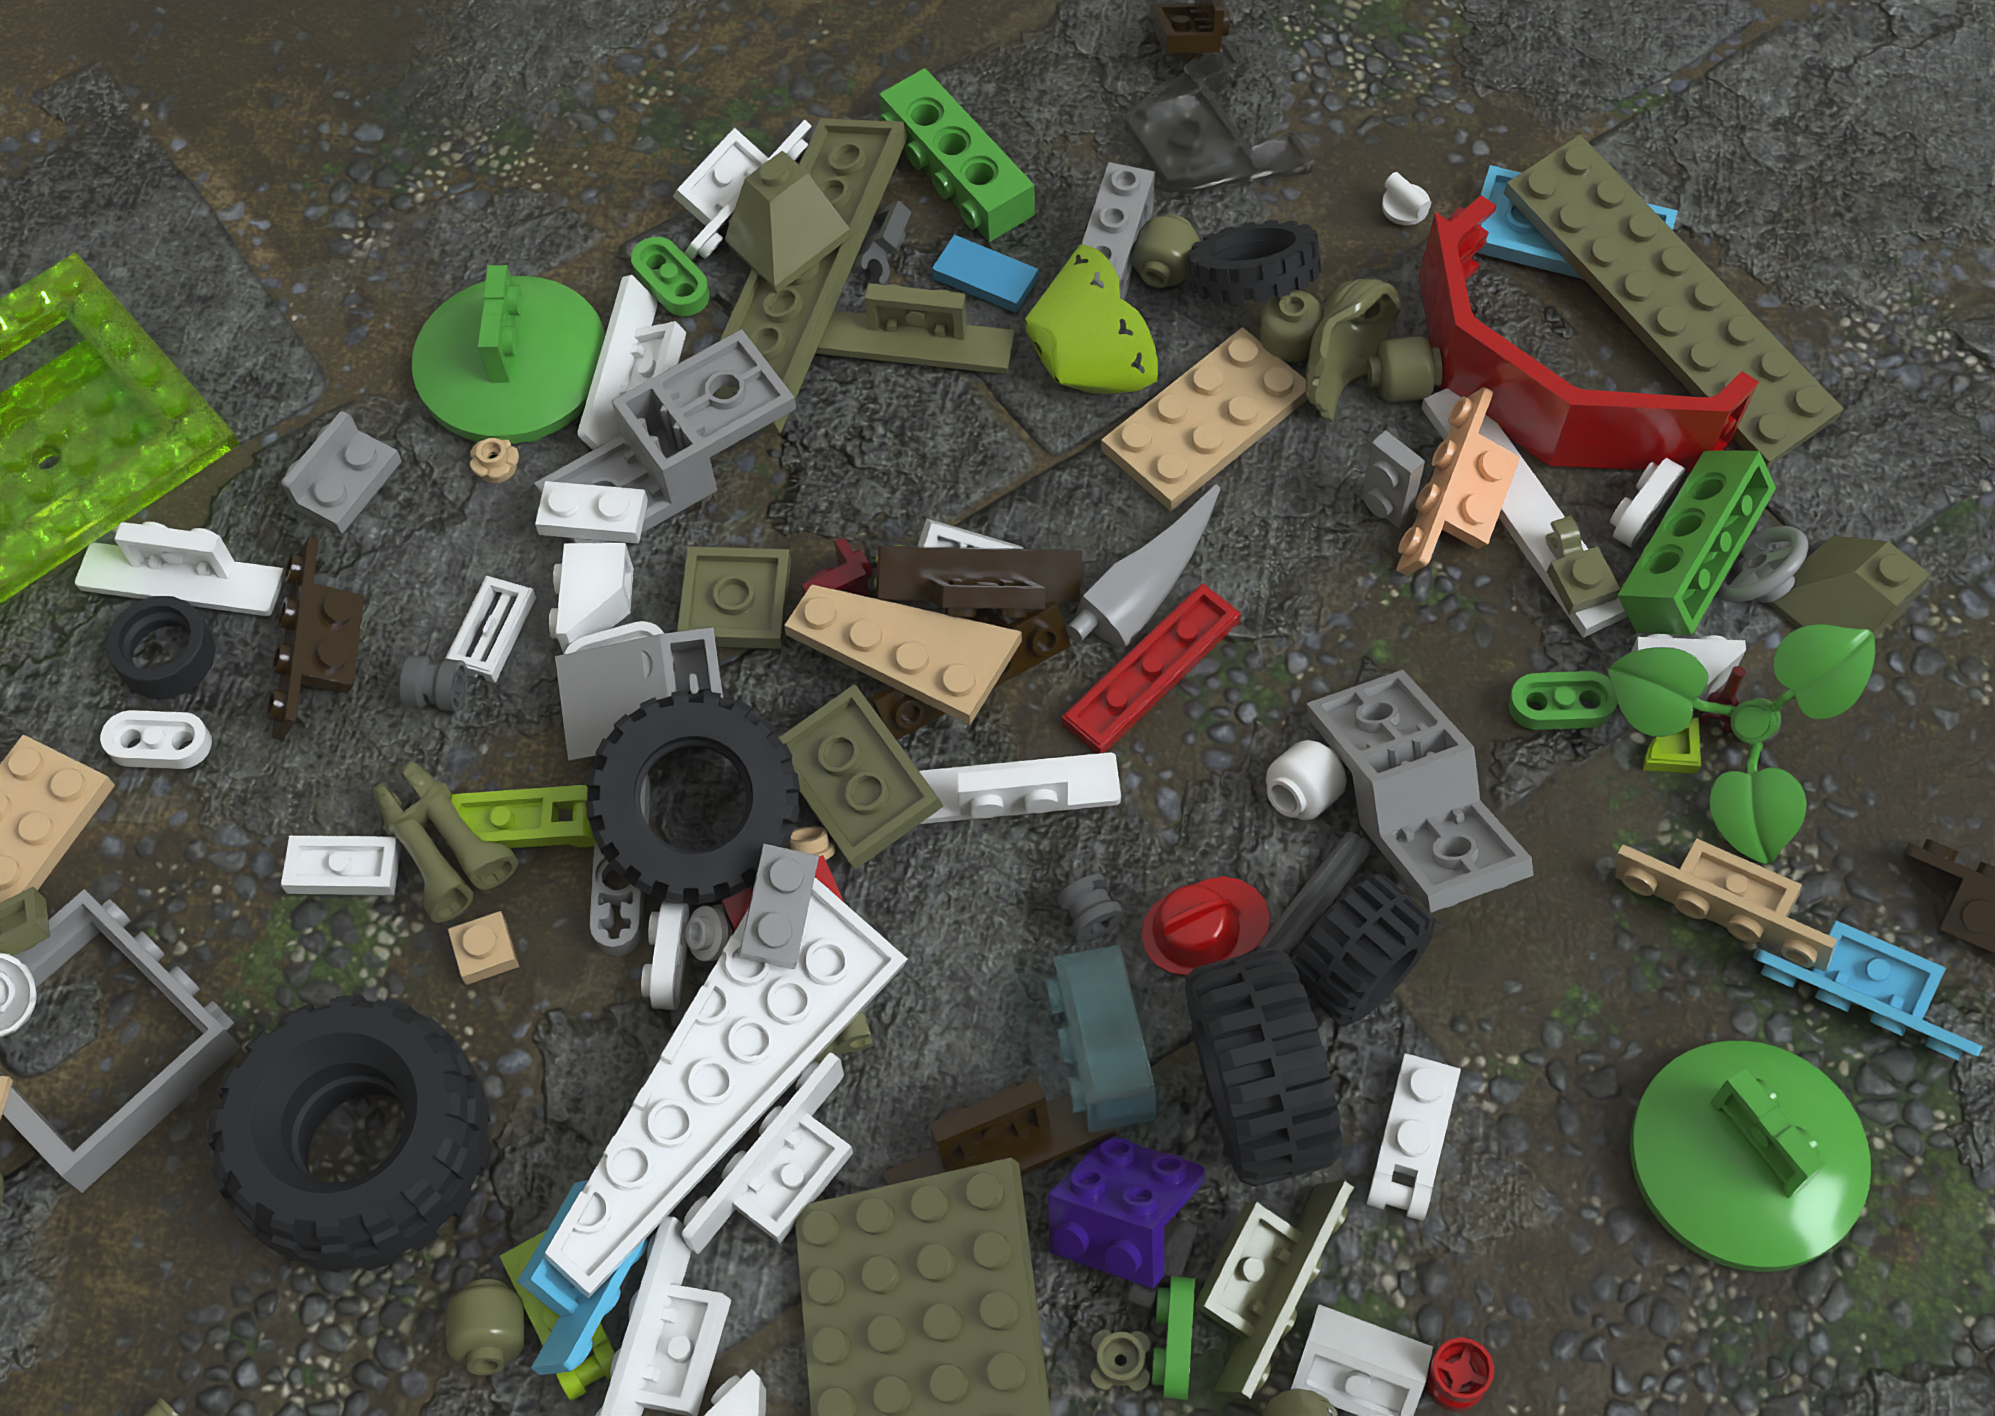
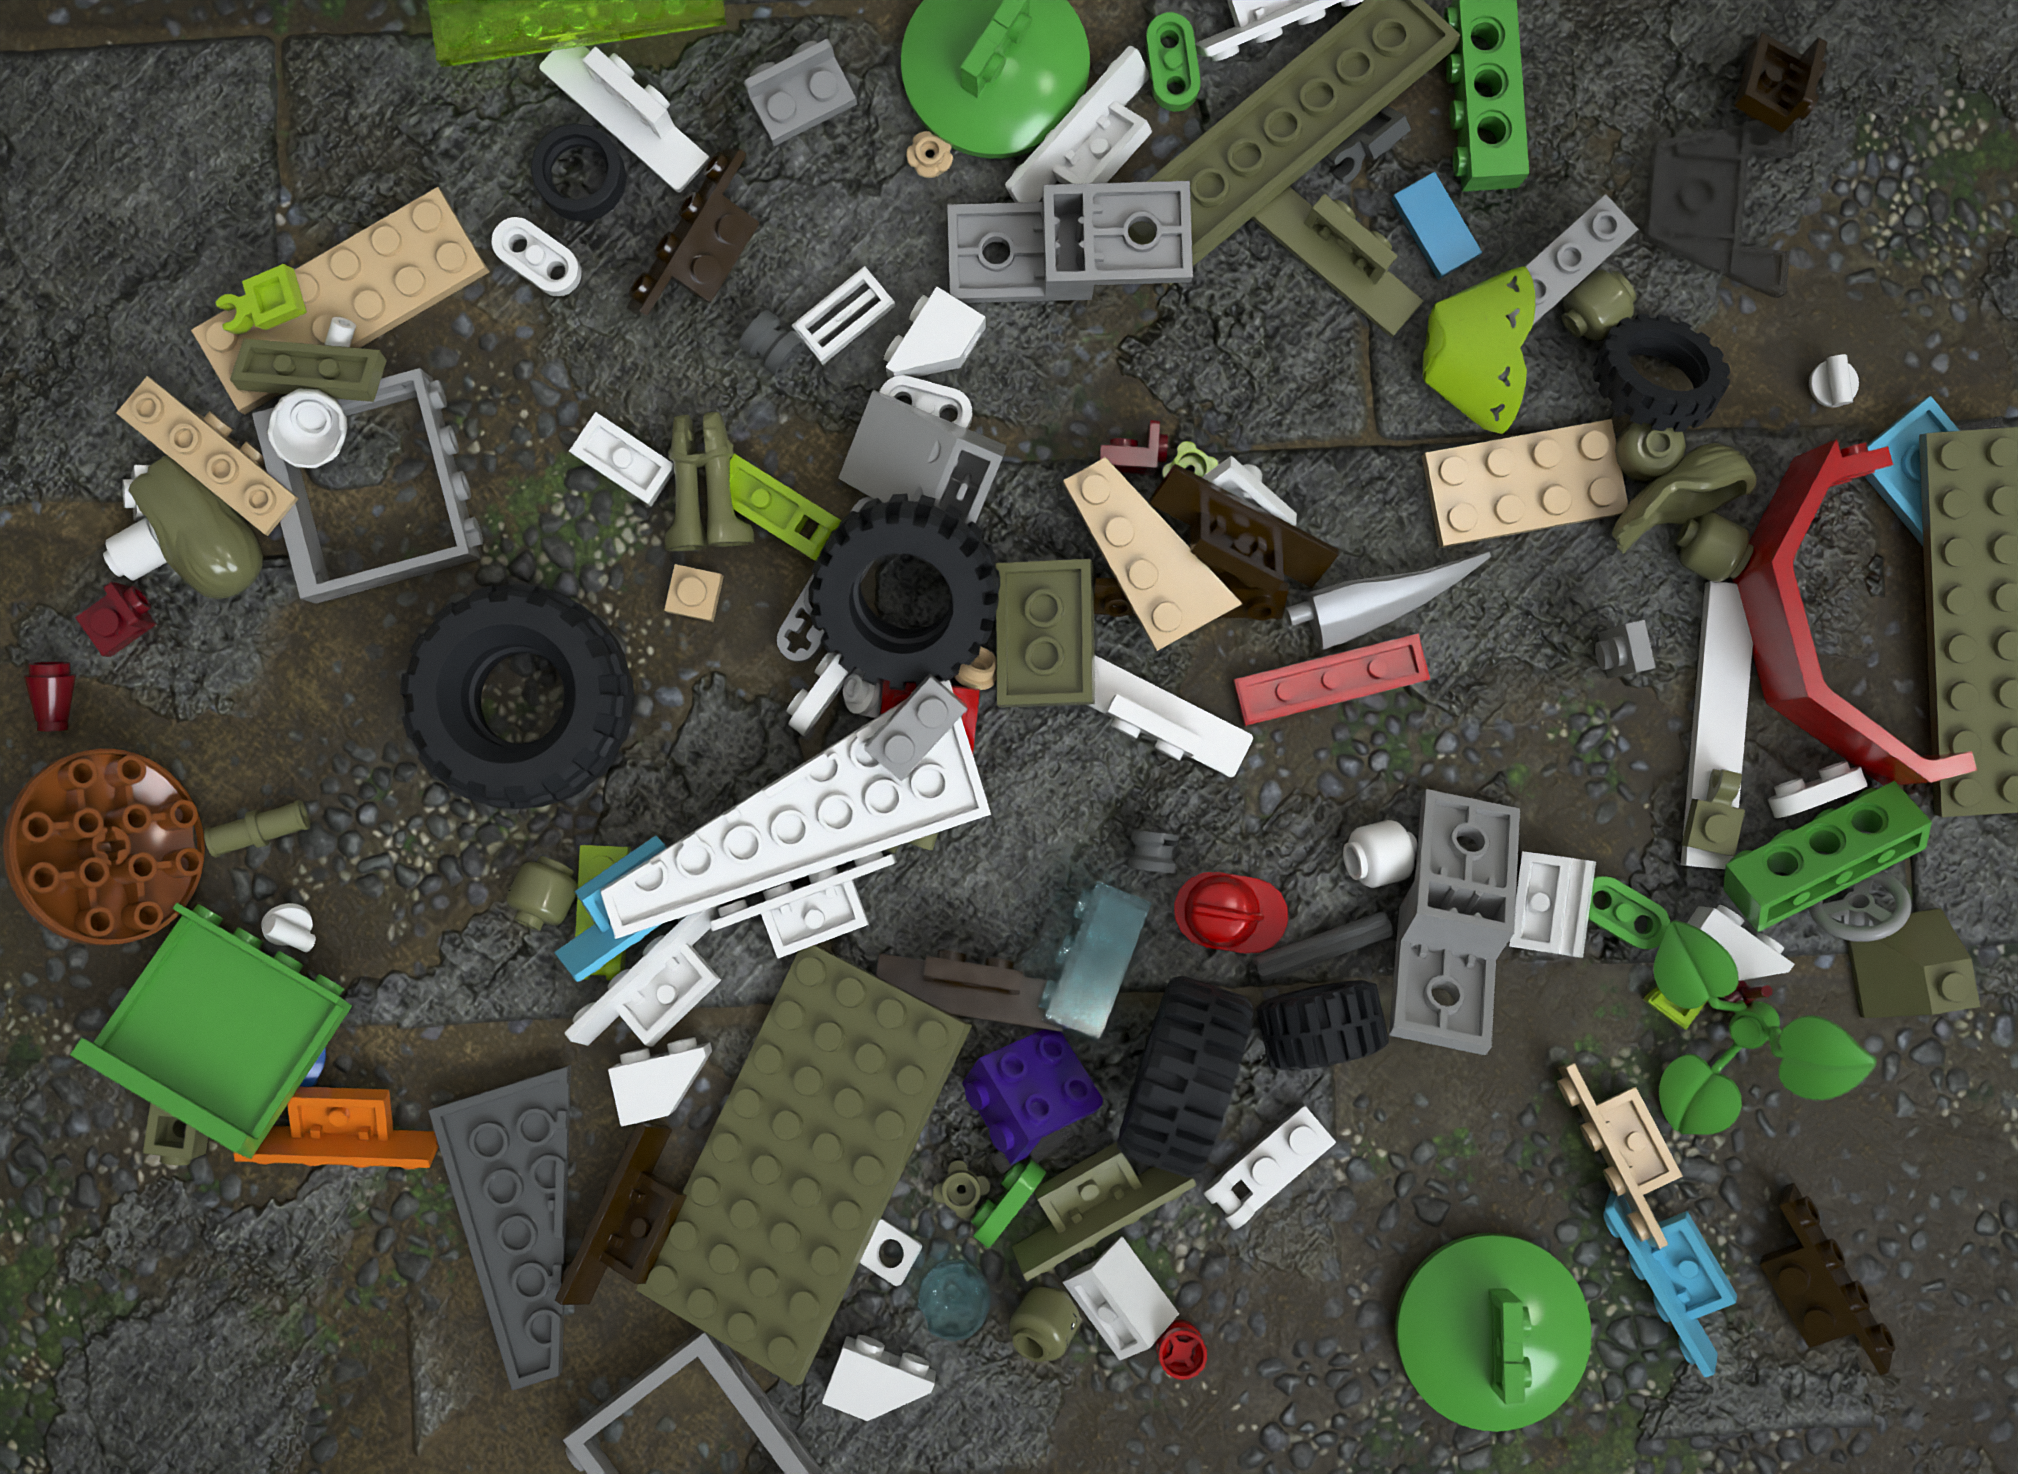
camera: 25 degrees right, 25 degrees up
(591, 512) = (976, 266): white plate -> none
(737, 594) = (1046, 412): olive plate -> none
(783, 222) = (1293, 80): olive slope -> none
(1464, 488) = (1683, 686): light nougat bracket -> none
(1498, 726) = (1553, 904): none -> white plate

